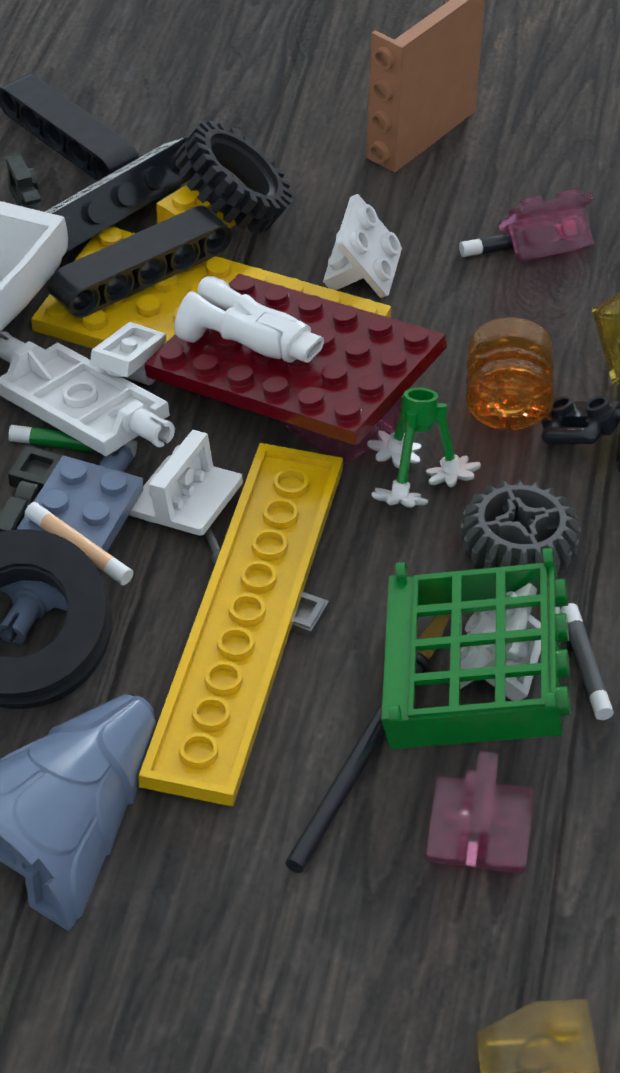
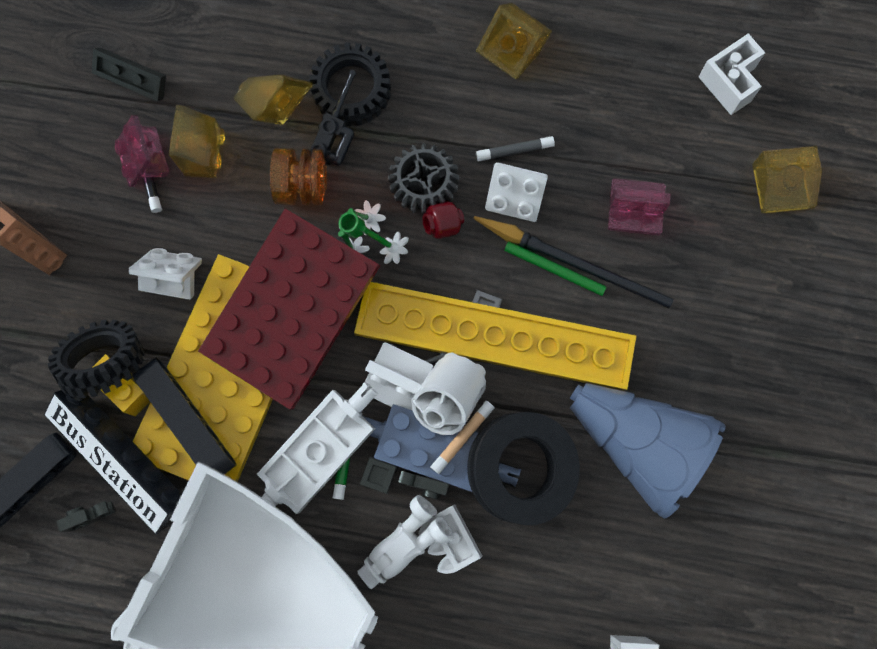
camera: 85 degrees left, 30 degrees up
(127, 351) = (278, 420): white plate -> none
(145, 523) = (449, 394): none -> white cylinder
(244, 321) = (277, 332): white piece -> none
(350, 724) = (555, 268): none -> green bar
(446, 547) = (443, 220): none -> dark red head
(467, 593) = (538, 240): green window -> none
(562, 268) = (196, 143): none -> clear yellow slope

